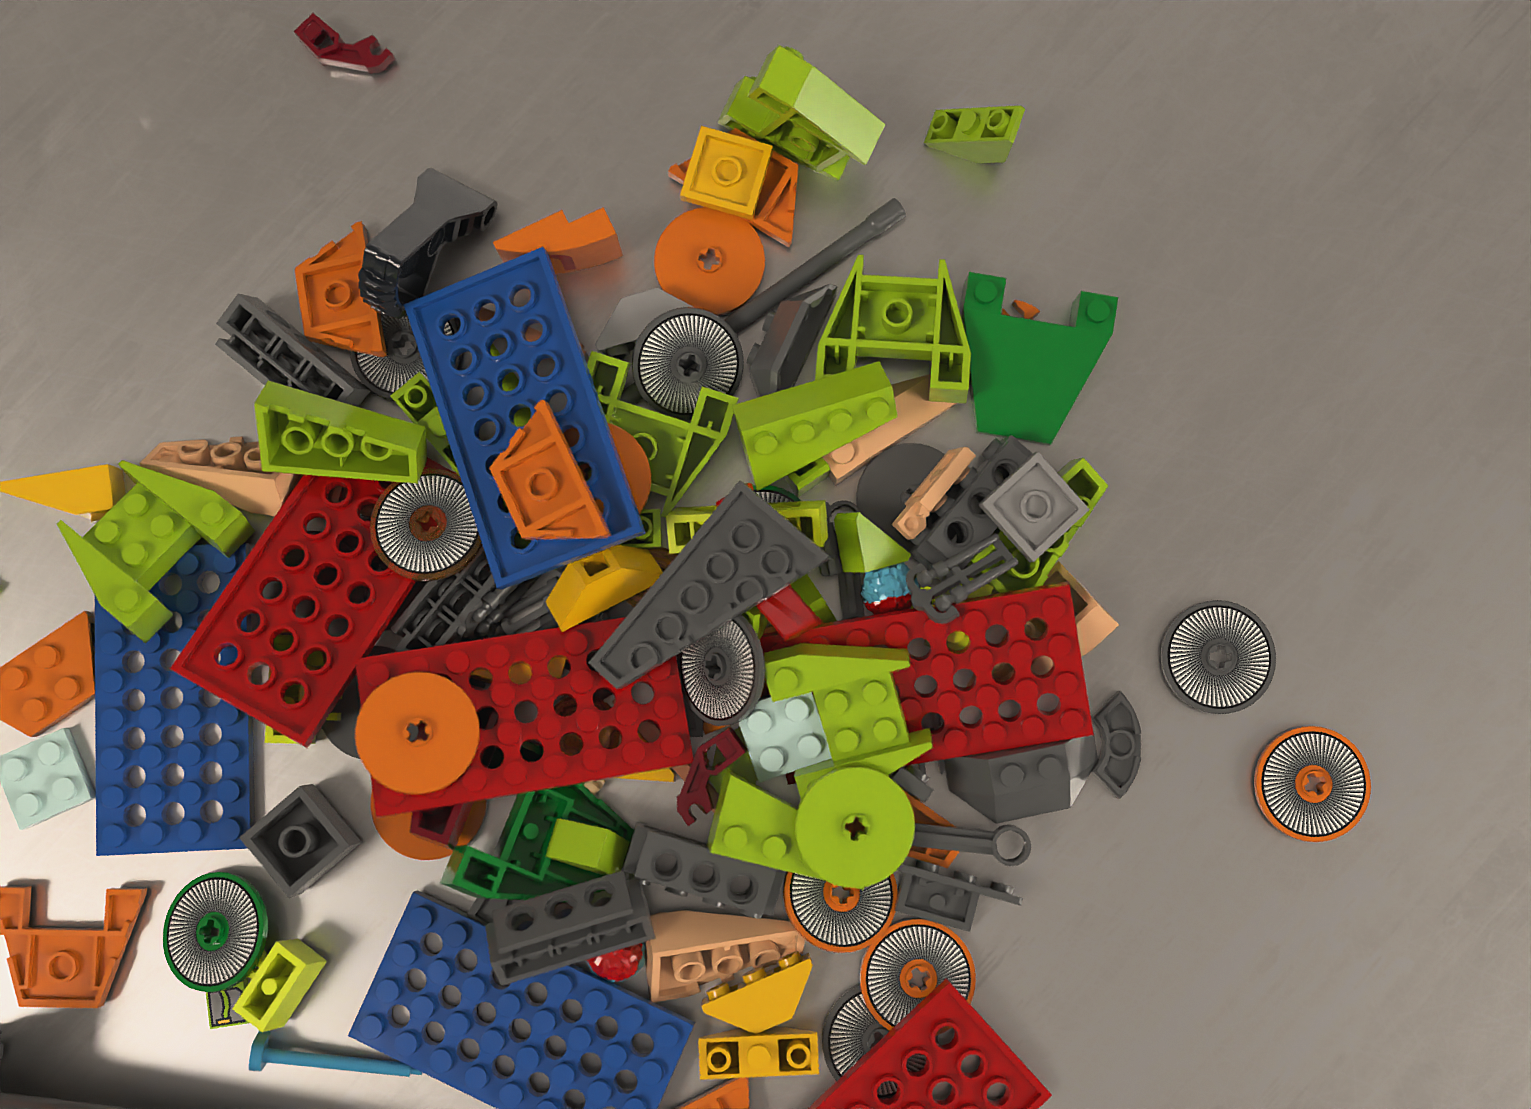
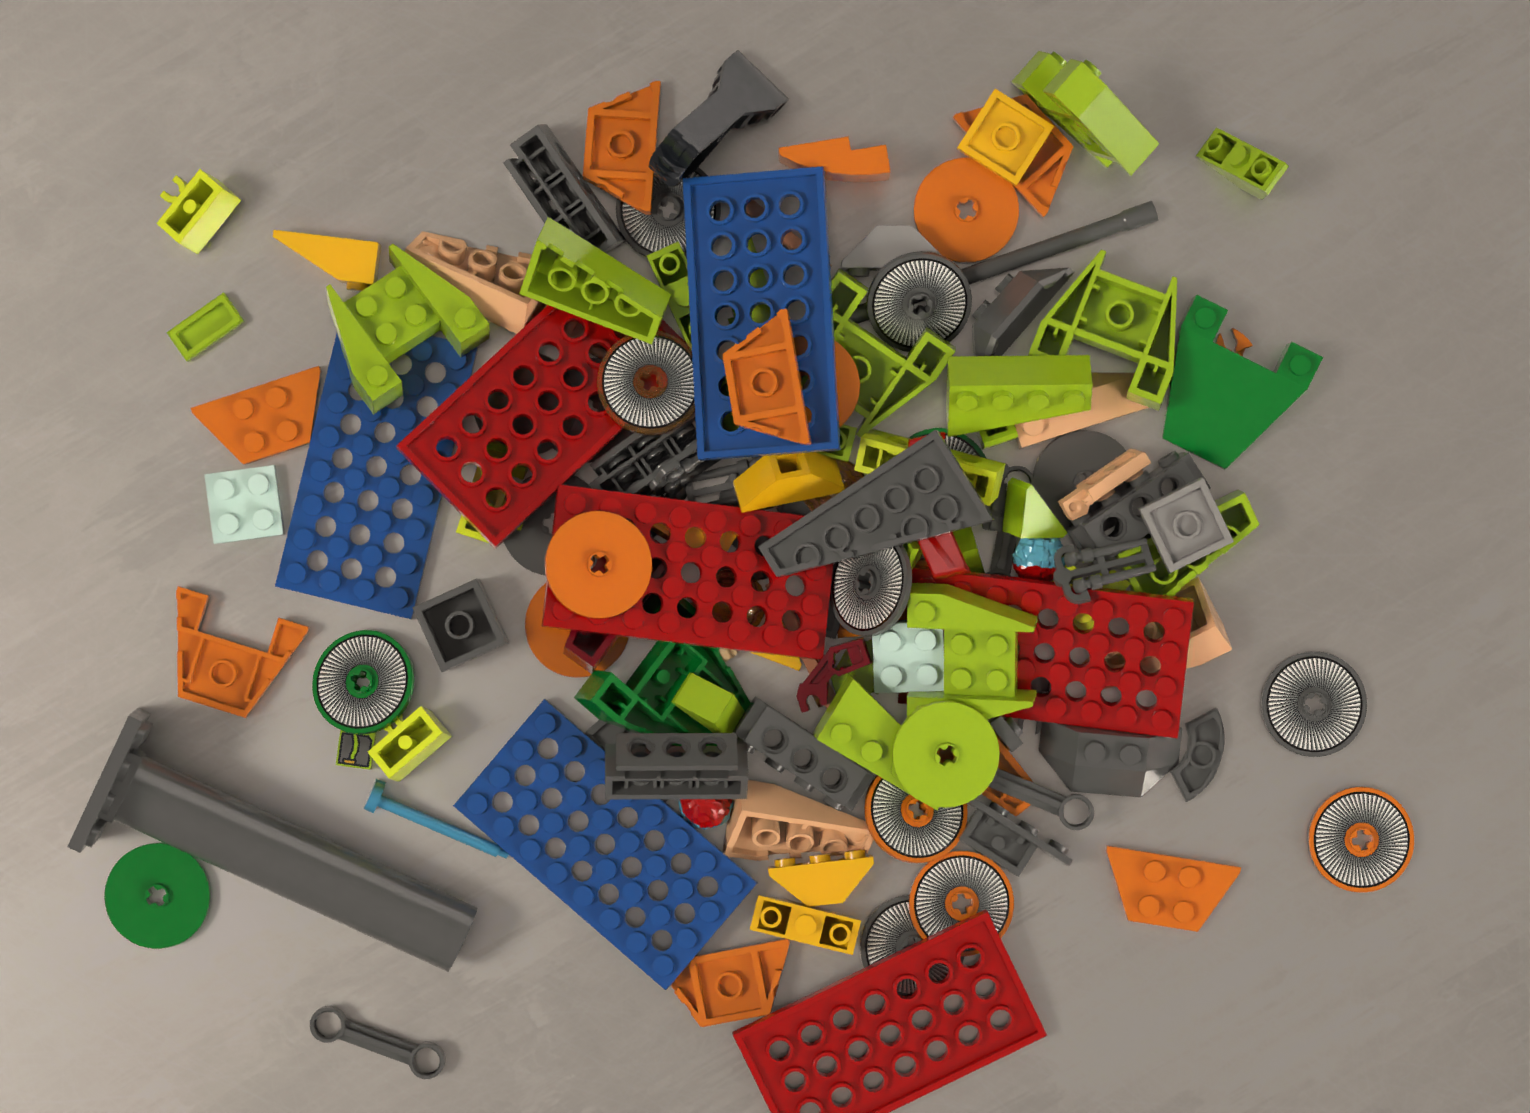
camera: 20 degrees right, 5 degrees up
(1129, 895) = (1168, 888): none -> orange wing

